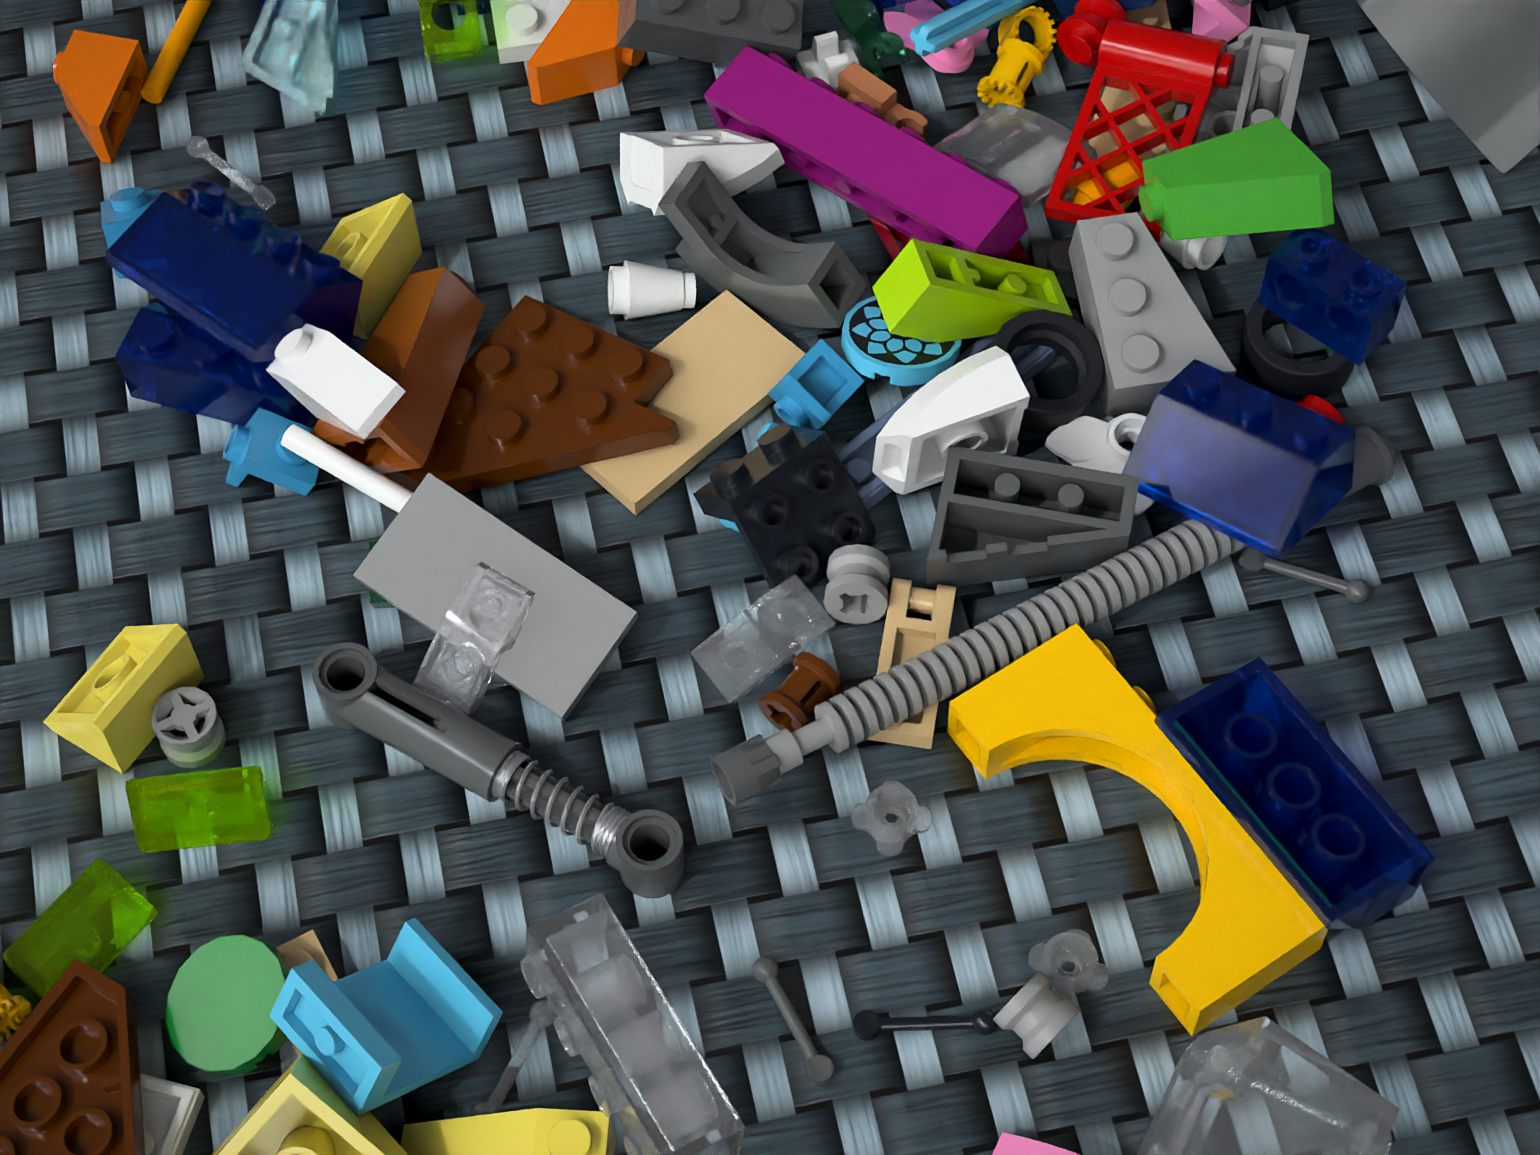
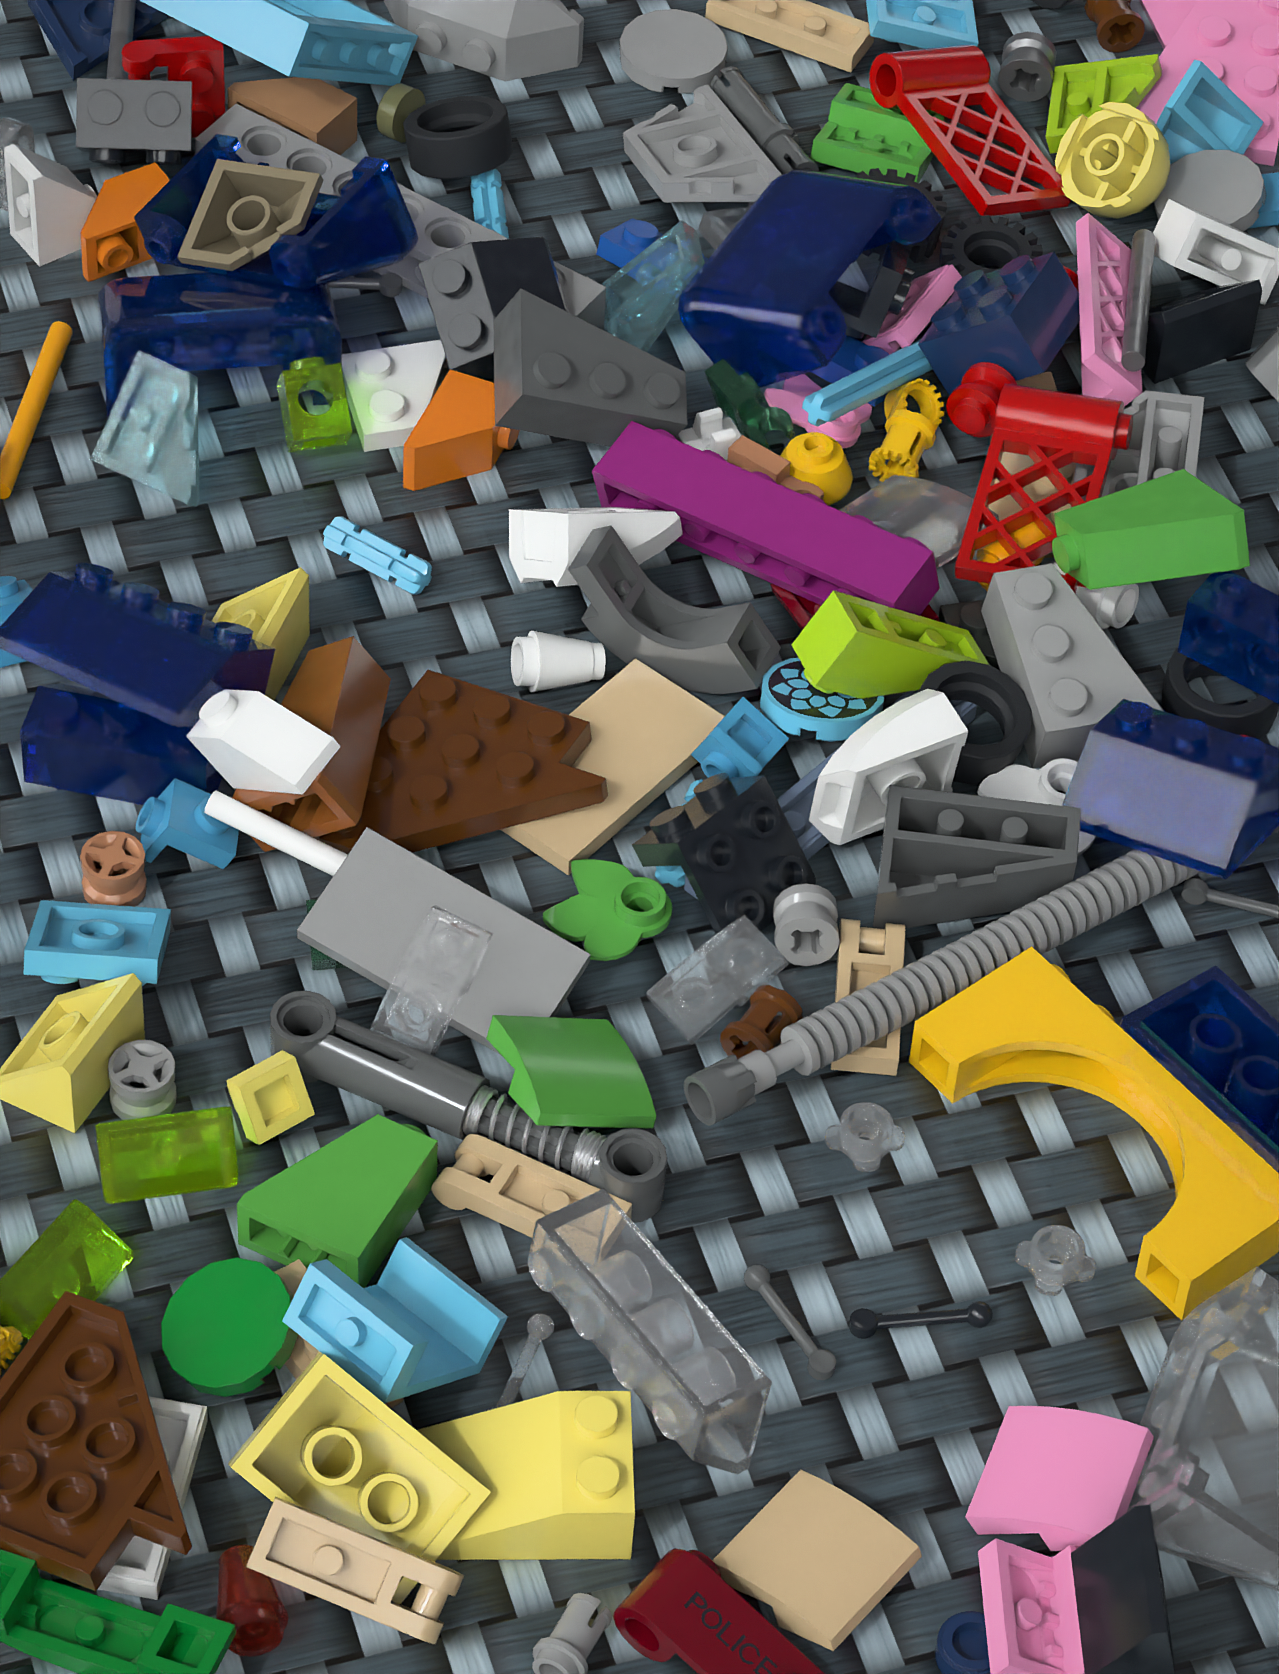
camera: 10 degrees left, 10 degrees down
(162, 578) = (96, 942): none -> medium azure plate
(189, 484) = (110, 855): none -> nougat wheel
(199, 148) = (58, 539): clear hinge -> none
(308, 751) = (270, 1097): none -> light yellow tile
(364, 870) = (342, 1199): none -> bright green slope
(495, 173) = (377, 555): none -> medium azure axle
(546, 866) = (518, 1191): none -> tan plate
(604, 740) = (572, 1072): none -> bright green slope
(661, 557) = (610, 909): none -> bright green plate
(929, 90) = (821, 462): none -> yellow cone
(1036, 1014) = (1031, 1298): light grey wheel -> none

